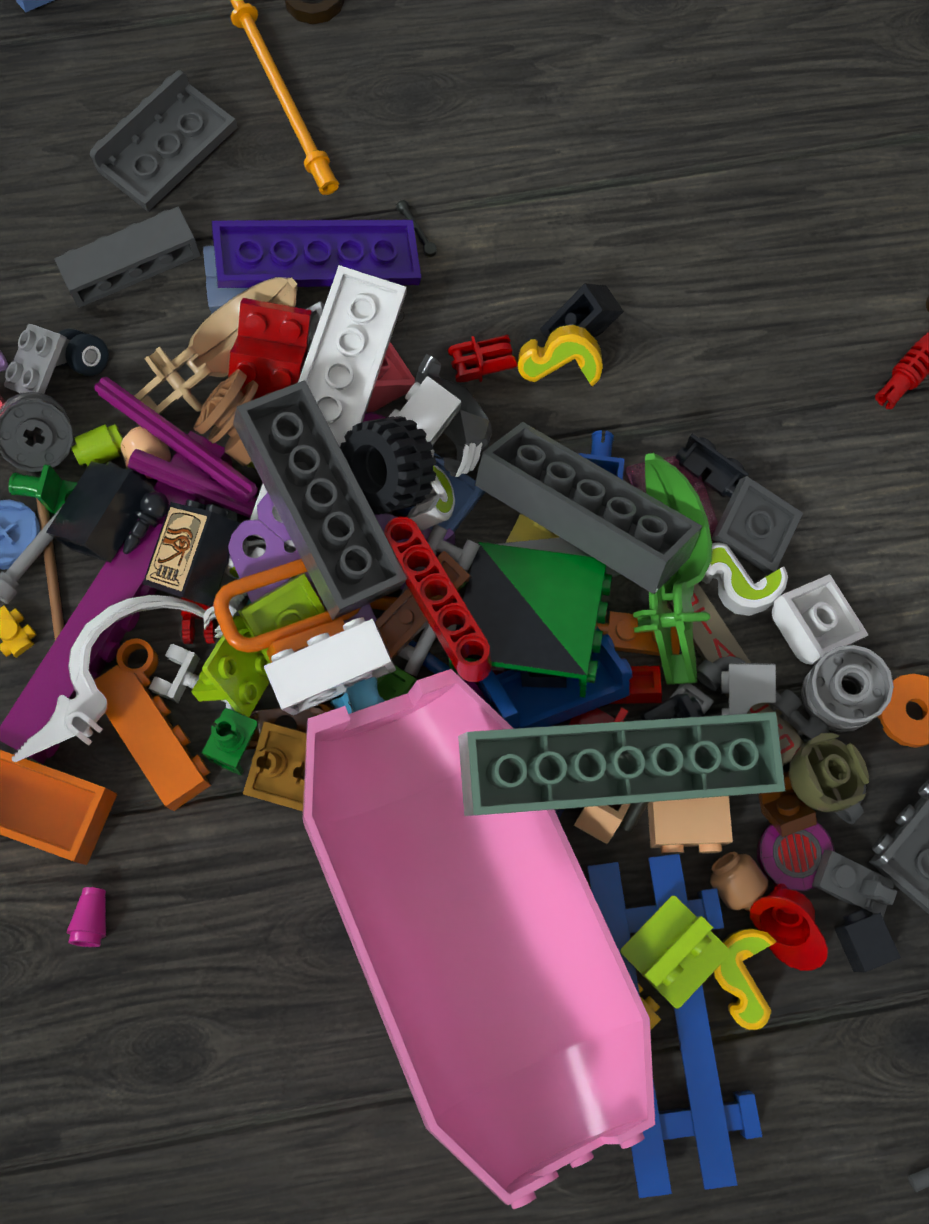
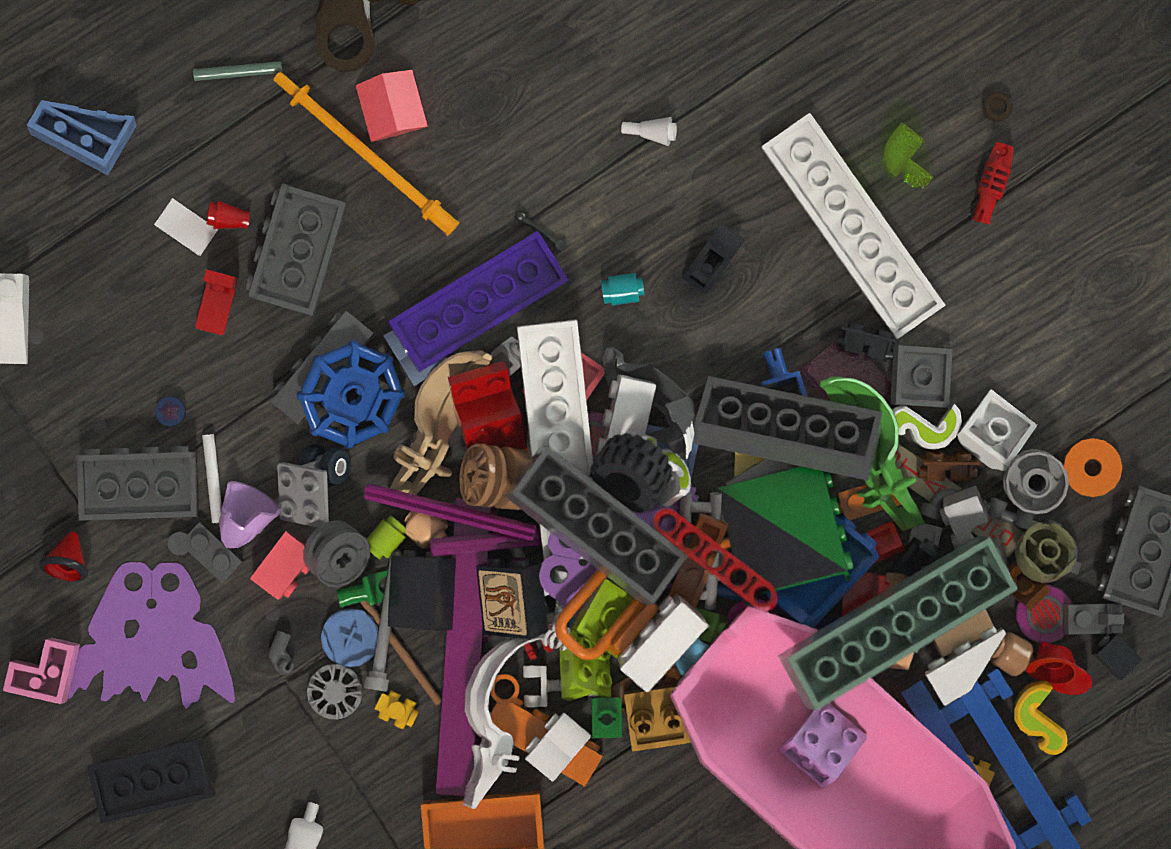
camera: 25 degrees left, 15 degrees up
(64, 155) = (216, 302): none -> red bracket
(73, 89) = (185, 227): none -> white sticker
(114, 88) = (226, 216): none -> red cone
(138, 264) = (343, 380): none -> blue plate
(153, 507) = (464, 575): black bar -> none
(155, 740) = (557, 746): none -> white brick
(328, 59) = (391, 105): none -> coral slope
(468, 885) = (824, 745): none -> lavender bracket
(472, 309) = (622, 289): none -> teal brick
(487, 357) = (634, 341): red arm -> none
(562, 346) = (710, 299): yellow animal -> none
(580, 181) = (657, 130): none -> white cone
(669, 868) = (960, 672): none -> white slope
(675, 951) = (985, 726): lime bracket -> none
(745, 352) = (853, 226): none -> white plate
(762, 639) = (936, 462): none -> reddish brown hinge
(824, 302) = (898, 154): none -> clear neon green brick

